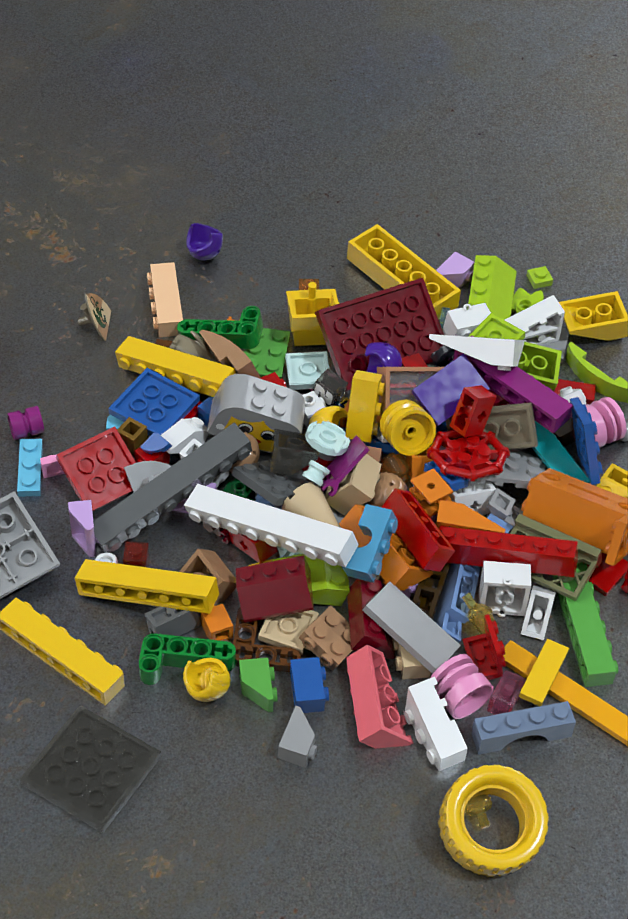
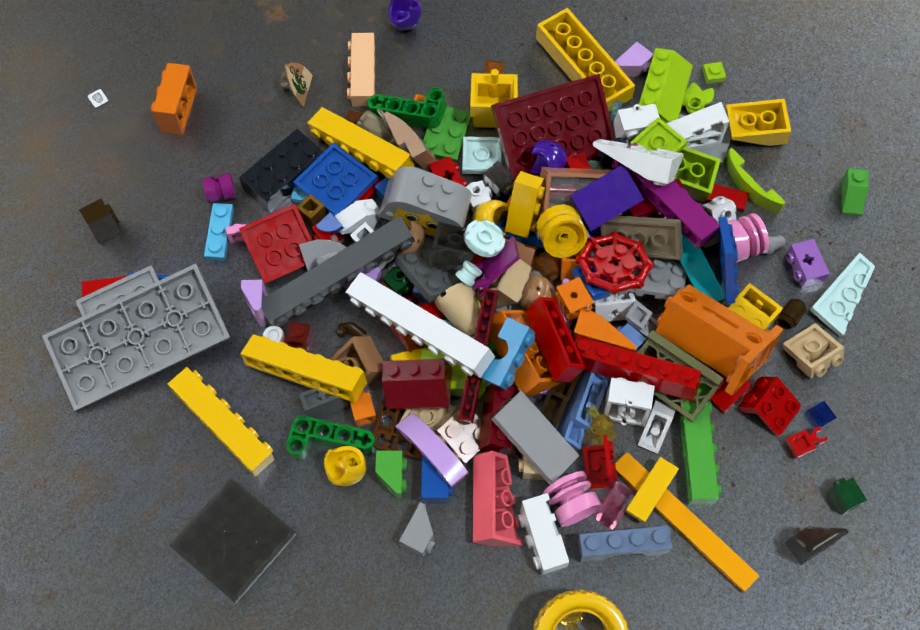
camera: 10 degrees right, 15 degrees up
(86, 404) = (273, 175): none -> black brick
(186, 548) = (349, 327): none -> dark brown arm
(303, 649) = (432, 448): none -> lavender slope
(337, 573) = (482, 335): none -> dark red piece
(472, 411) = (624, 223): red brick -> none

